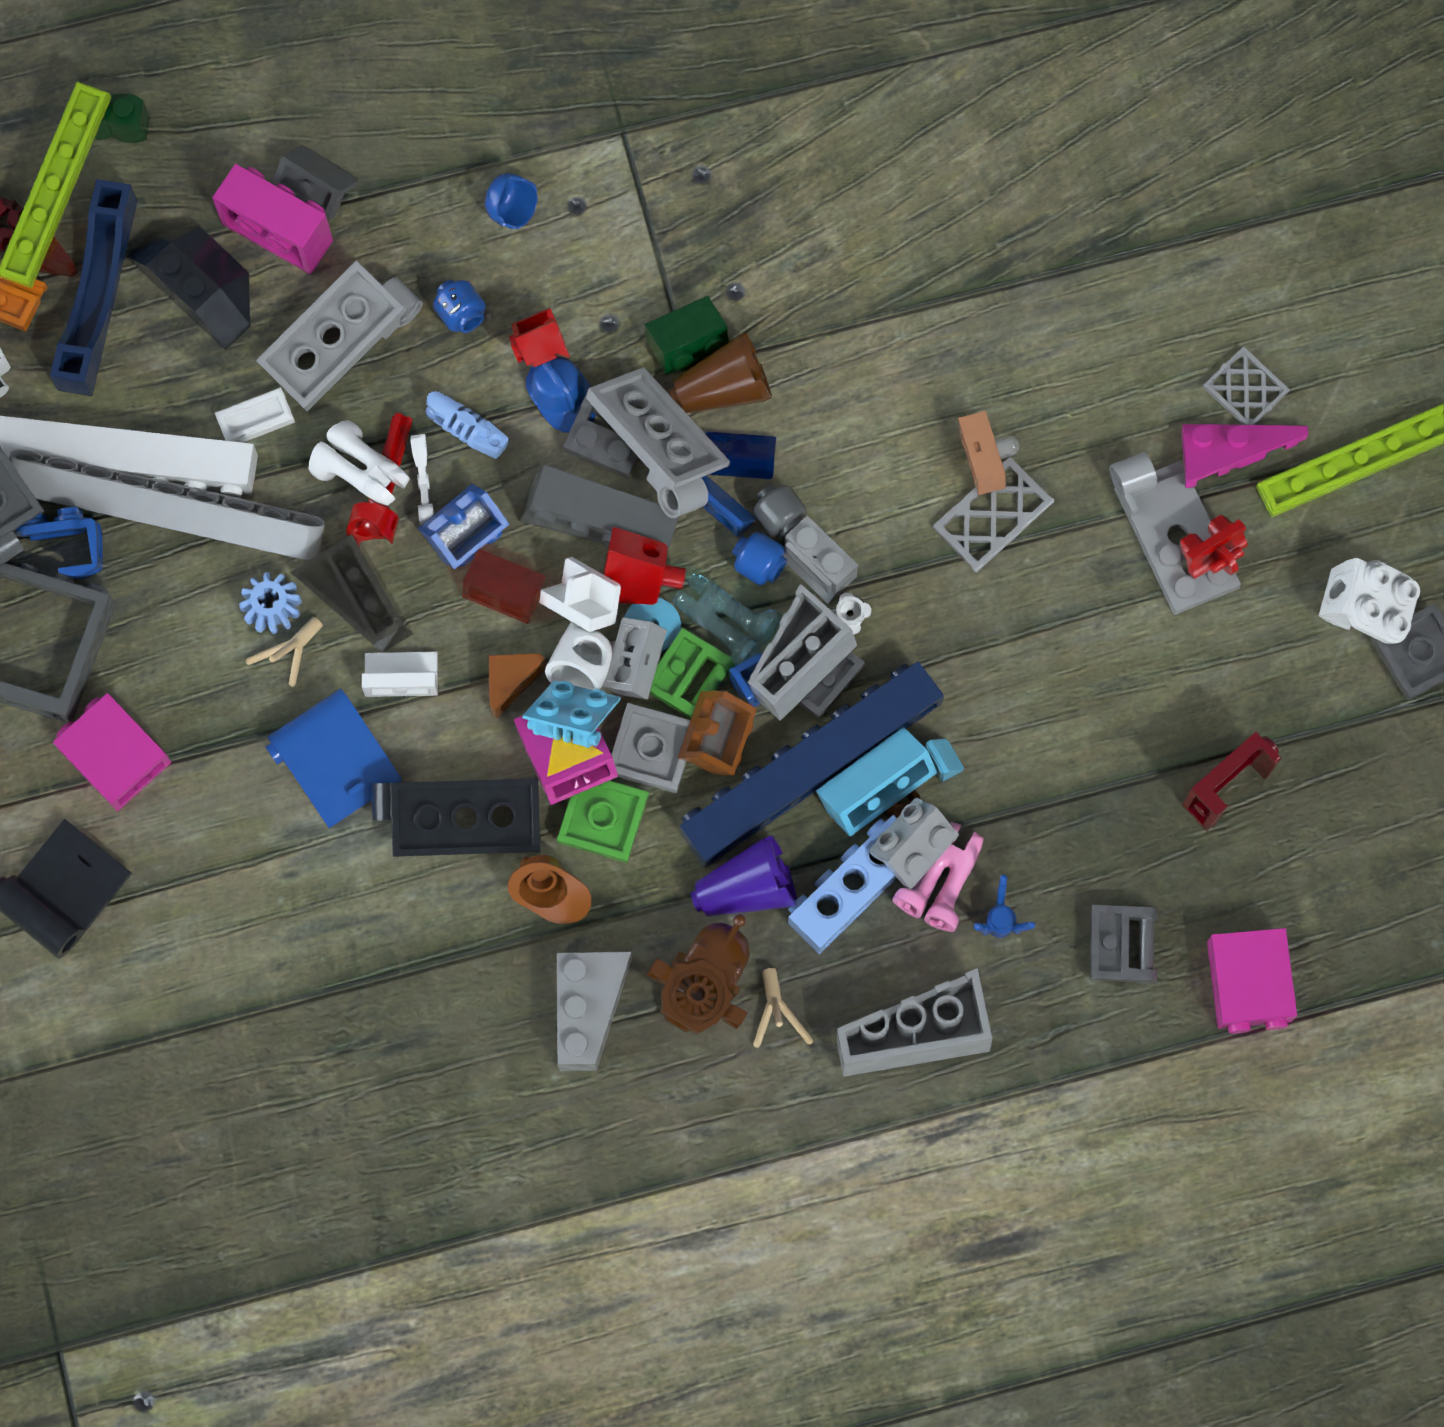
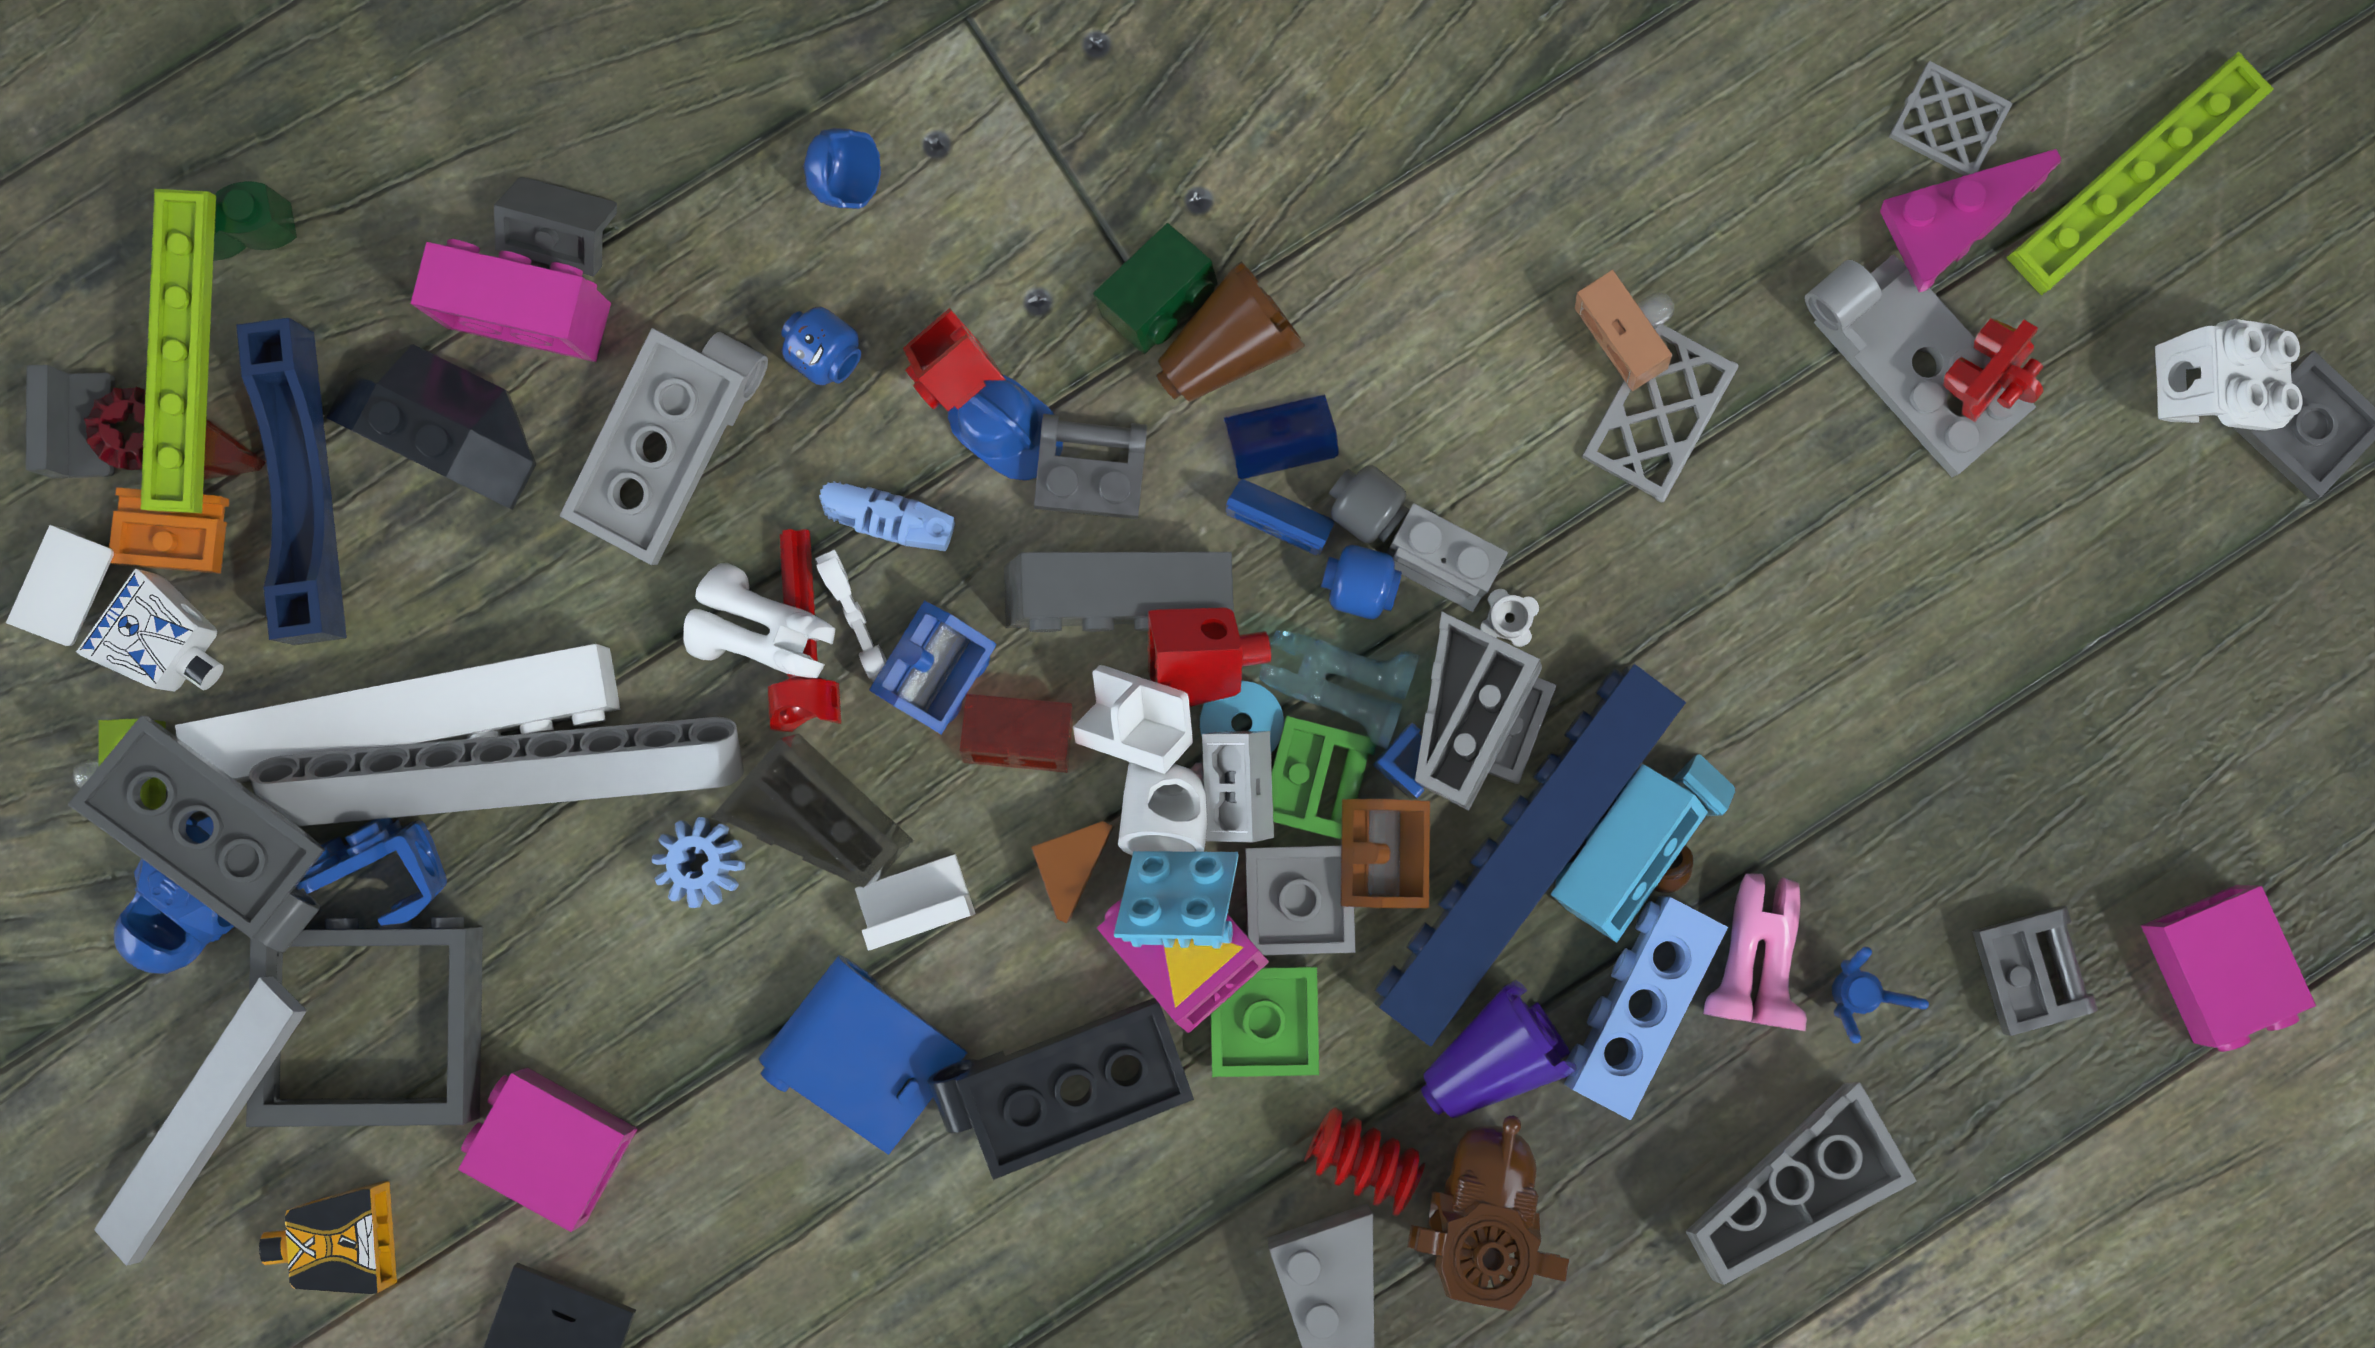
camera: 15 degrees left, 10 degrees up
(255, 417) = (586, 596): white tile -> none
(297, 642) = (753, 908): tan plant -> none
(549, 890) = (1222, 1151): dark orange piece -> none
(639, 925) = (1366, 1160): none -> red piece
(675, 456) = (1201, 478): light grey hinge -> none
(776, 1004) = (1587, 1207): tan plant -> none
(914, 842) = (1714, 929): light grey bracket -> none
(1203, 800) = (2108, 692): dark red panel -> none

